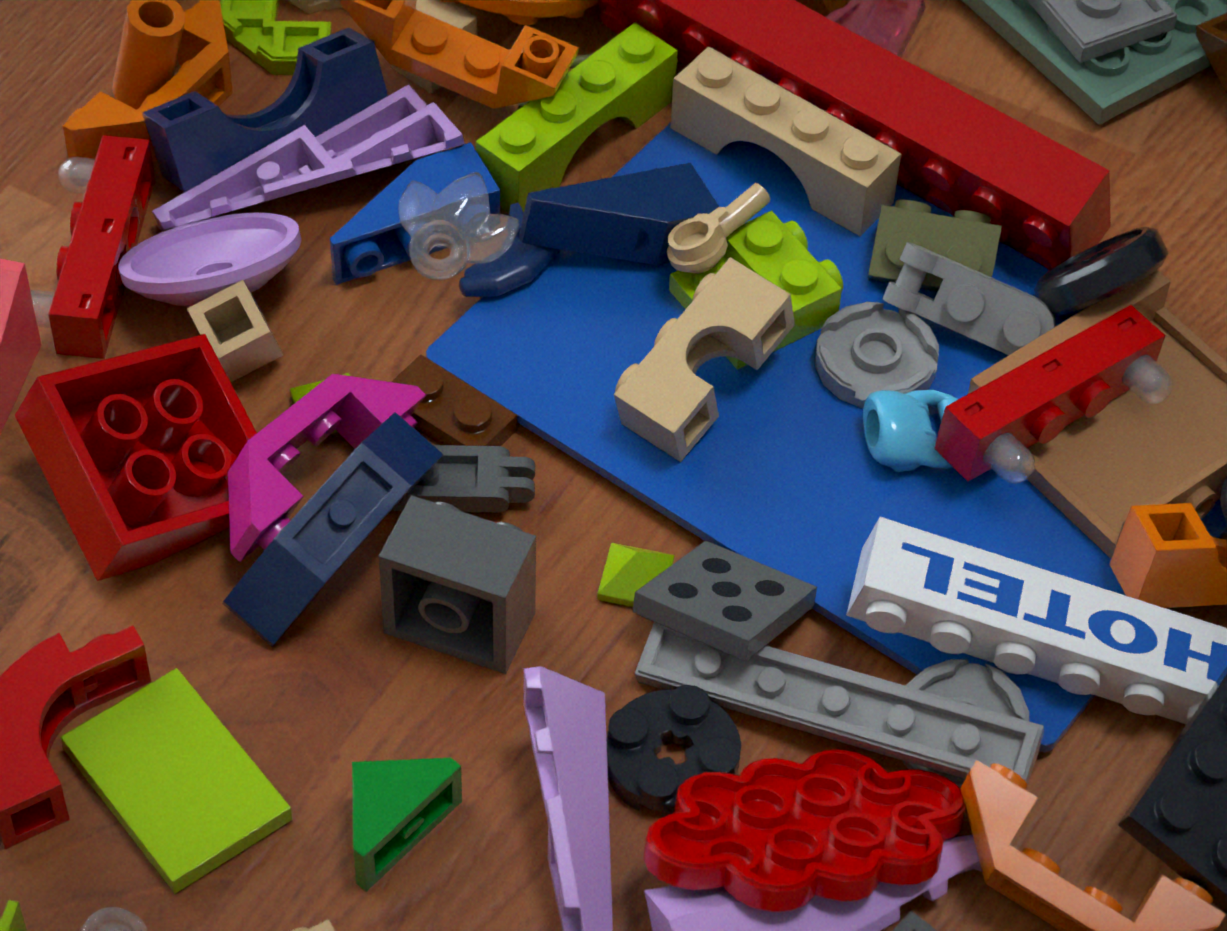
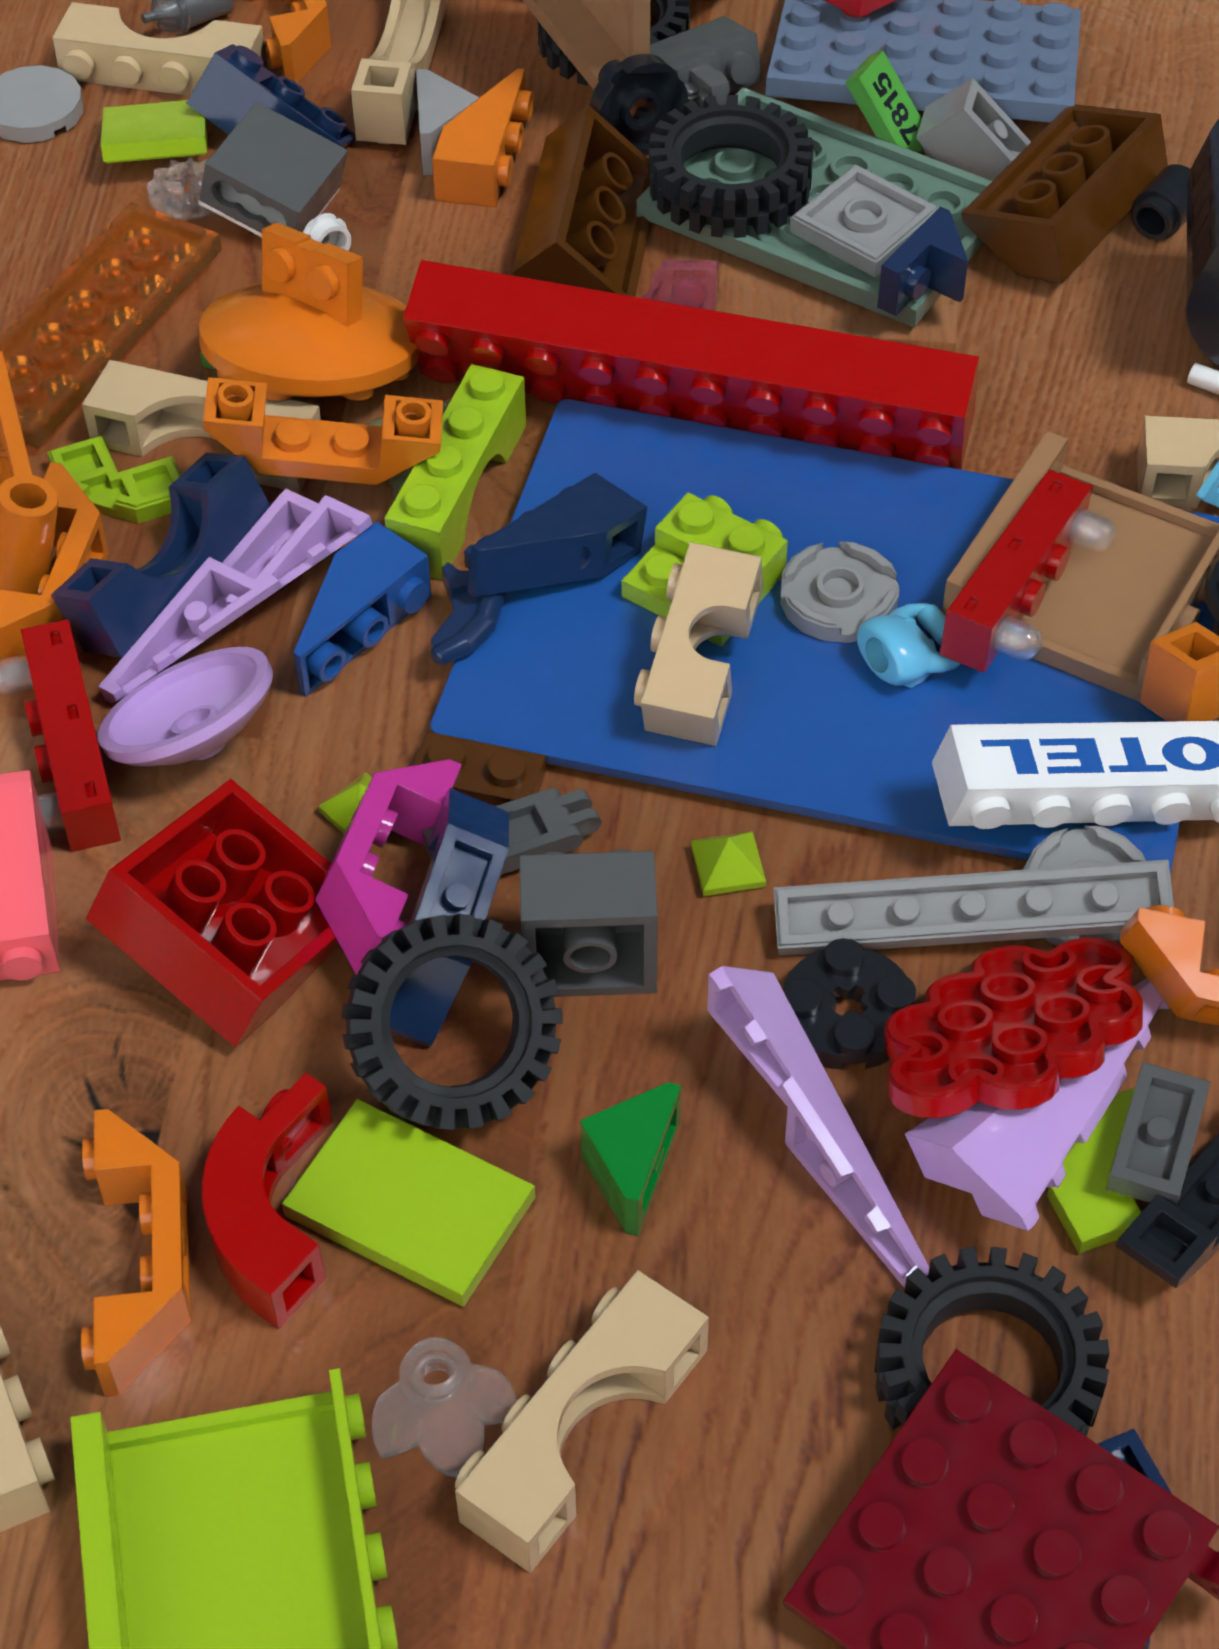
camera: 20 degrees left, 0 degrees up
(200, 644) = (532, 1021): none -> black tyre
(236, 330) = (251, 761): tan brick -> none
(456, 219) = (404, 597): clear plate -> none
(701, 241) = (642, 539): tan plate -> none
(724, 600) = (827, 853): dark grey tile -> none
(837, 164) = (723, 432): tan arch -> none
(962, 238) = (844, 480): olive bracket -> none
(969, 301) = (904, 516): light grey plate -> none
(1102, 270) = (1005, 449): black wheel -> none
(1128, 60) = (927, 259): none -> dark blue slope

